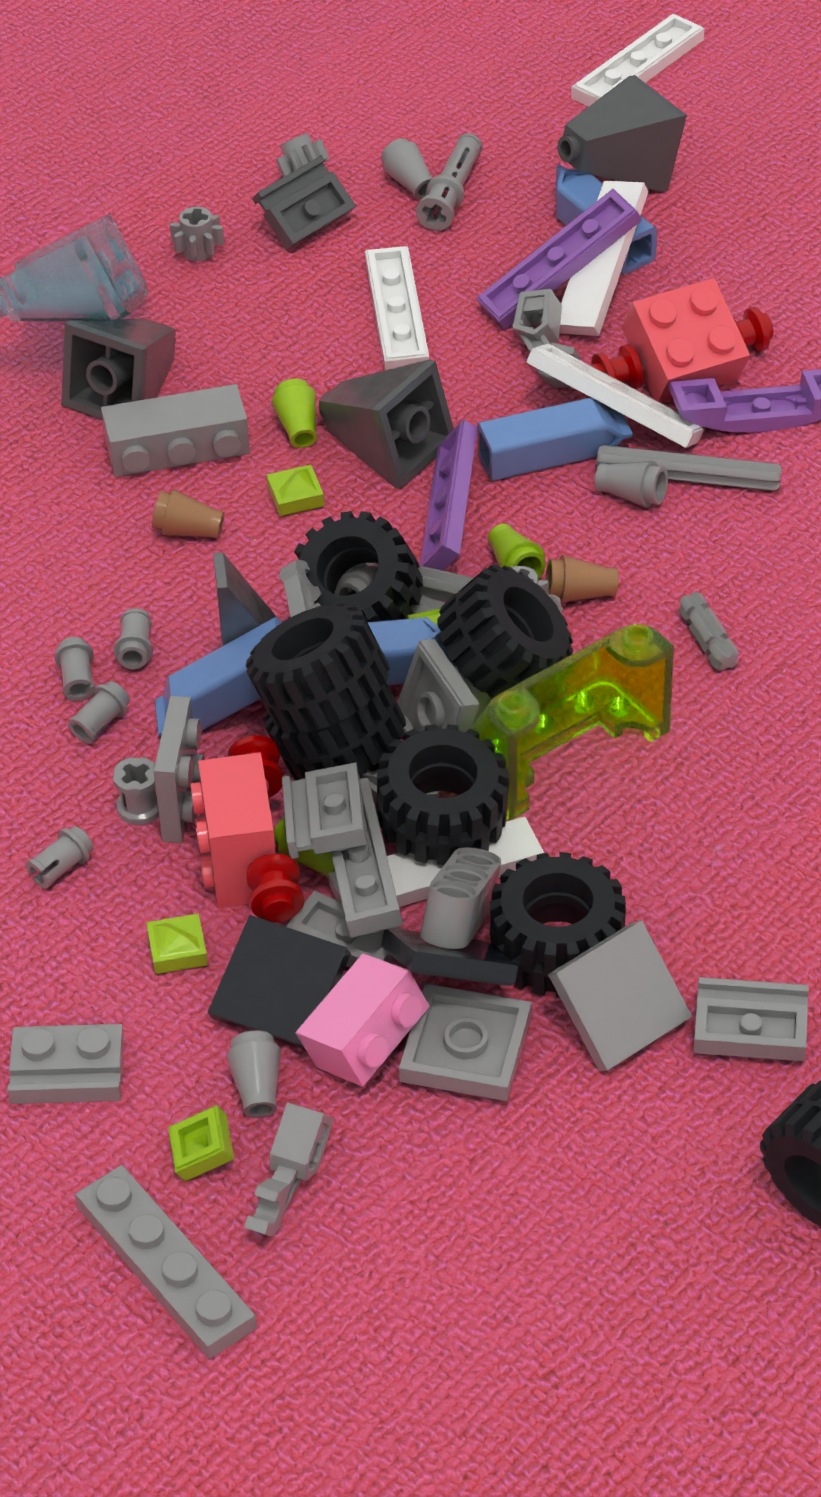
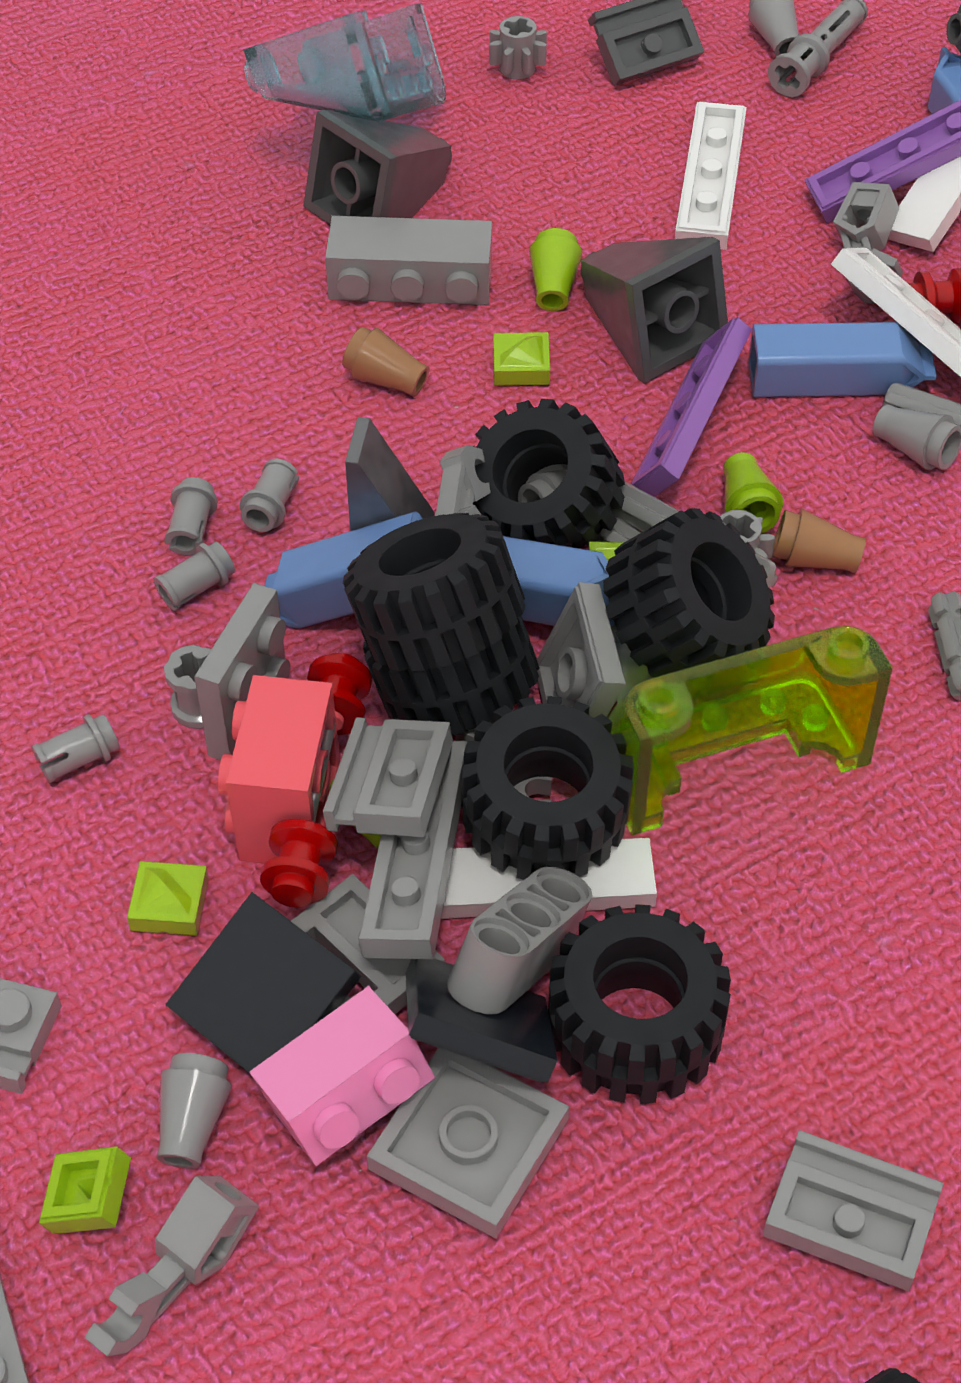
camera: 15 degrees right, 5 degrees up
(620, 995) = (684, 1132): light grey tile -> none

